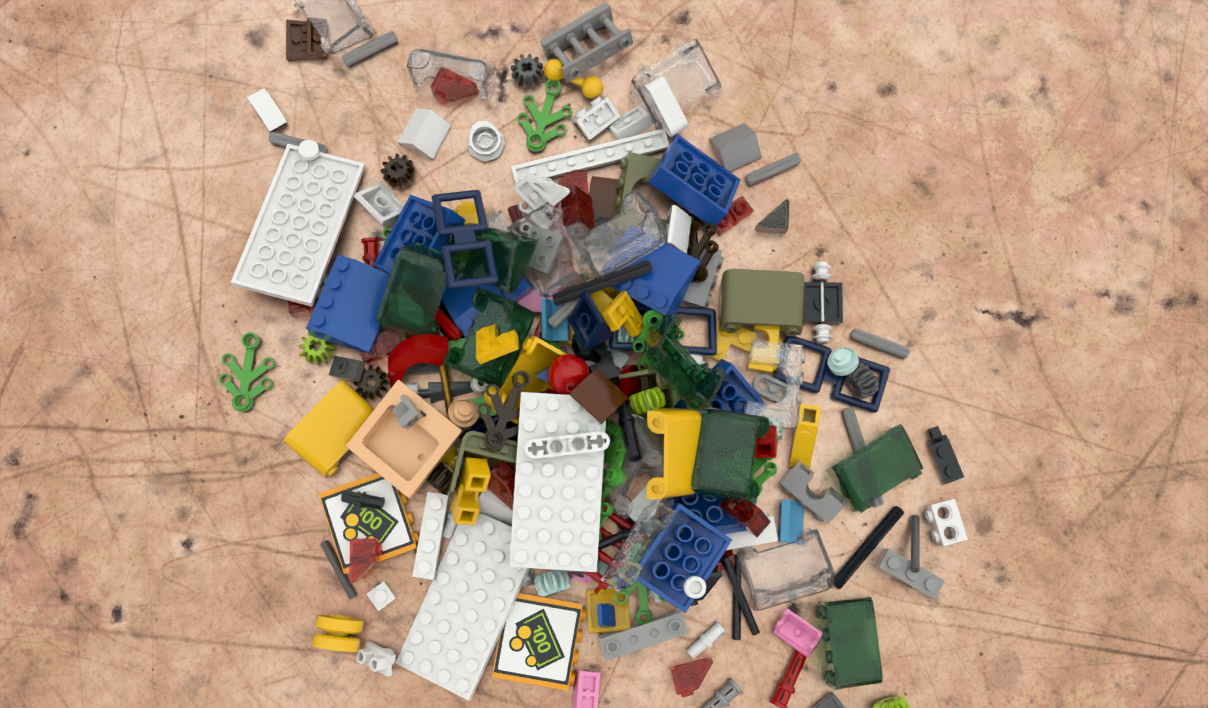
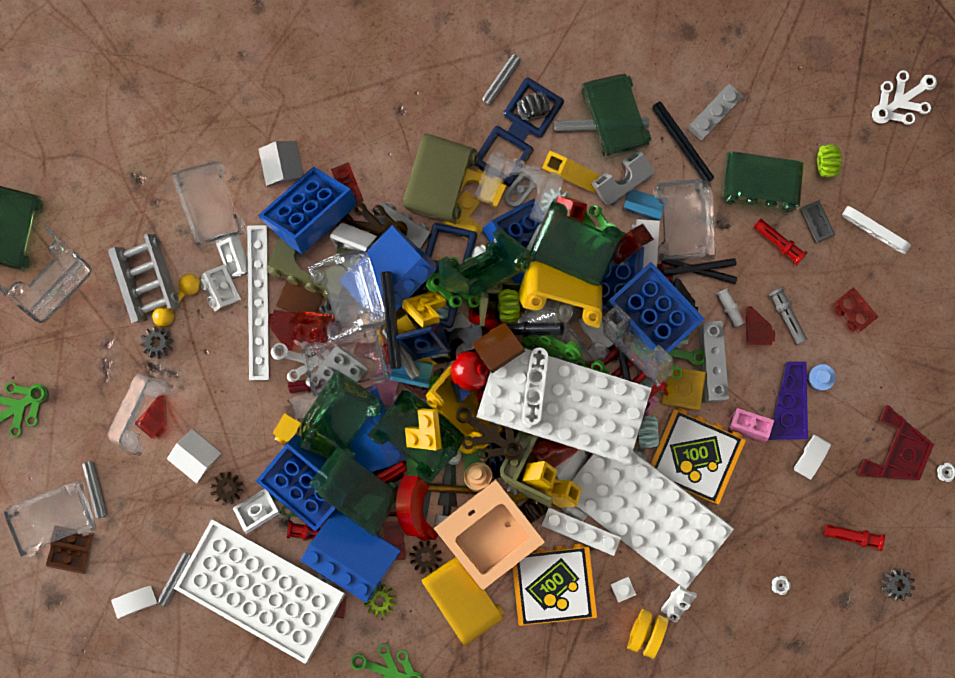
camera: 75 degrees left, 5 degrees up
(308, 150) = (187, 568): white tile -> none
(338, 569) = (590, 623): dark grey bar -> none
(347, 368) = (408, 576): dark grey plate -> none
(363, 499) = (534, 585): black axle -> none
(363, 556) = (586, 594): clear red slope -> none
(407, 412) = (467, 526): light grey panel -> none
(464, 239) = (319, 436): dark blue bar -> none
(485, 141) = (217, 399): white hat -> none
(538, 191) = (287, 357): white wing -> none
(543, 119) = (208, 338): bright green plant -> none
(606, 615) = (689, 390): blue slope -> none
(665, 106) = (230, 219): white beam -> none
(694, 587) = (684, 305): white tile -> none
(773, 168) = (311, 133): light grey axle -> none
(775, 221) = (362, 142): clear smoke slope -> none
(798, 633) = (744, 225): bright pink hinge -> none
(823, 302) = (451, 121): black plate -> none
(843, 361) = (511, 118): light aqua plate -> none
(915, 543) = (690, 99): dark grey bar -> none
(944, 456) = (619, 51): black hinge -> none
(951, 520) = (677, 61): white brick -> none

